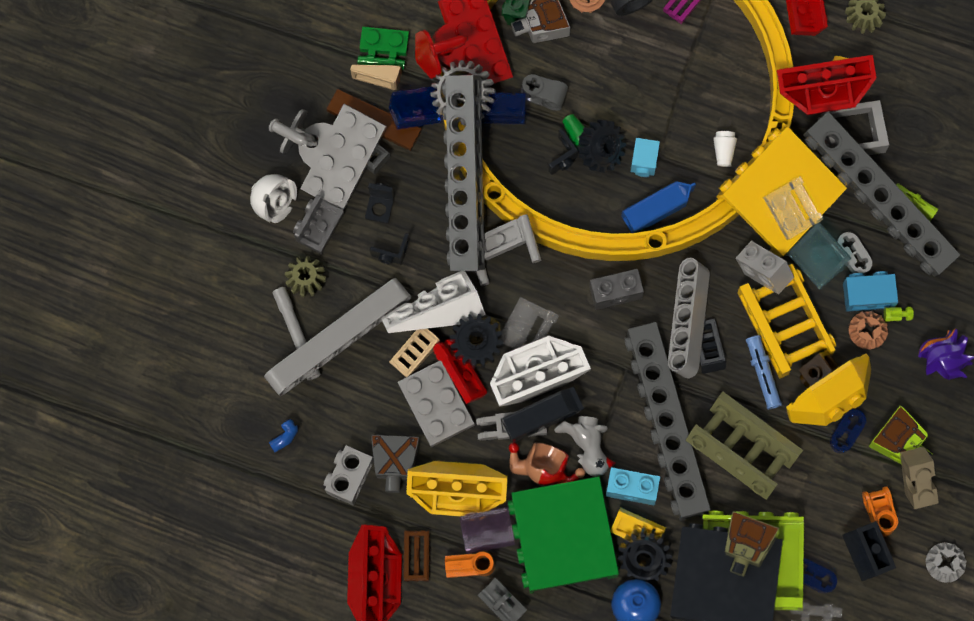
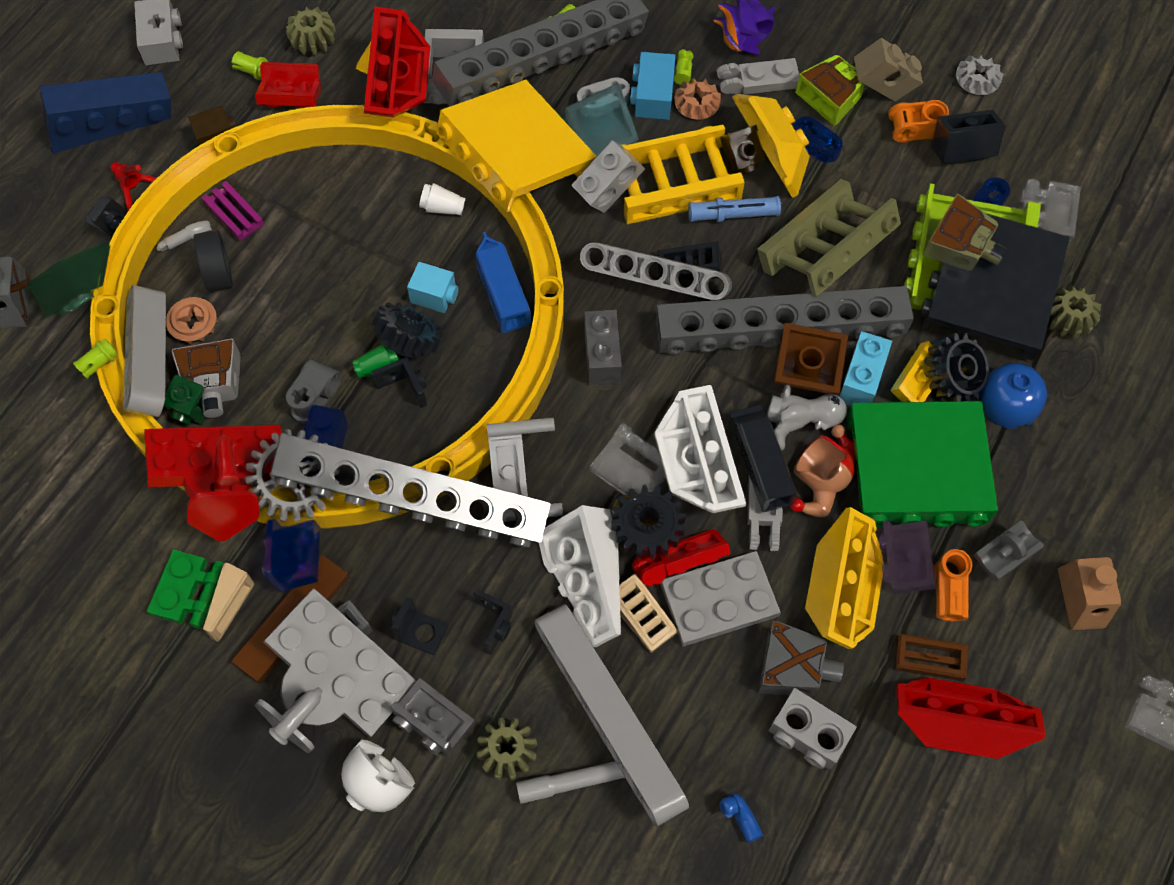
camera: 85 degrees left, 10 degrees down
(629, 442) = (810, 359): none -> reddish brown slope
(787, 211) = (544, 127): clear plate -> none
(903, 378) = (758, 76): none -> light grey hinge

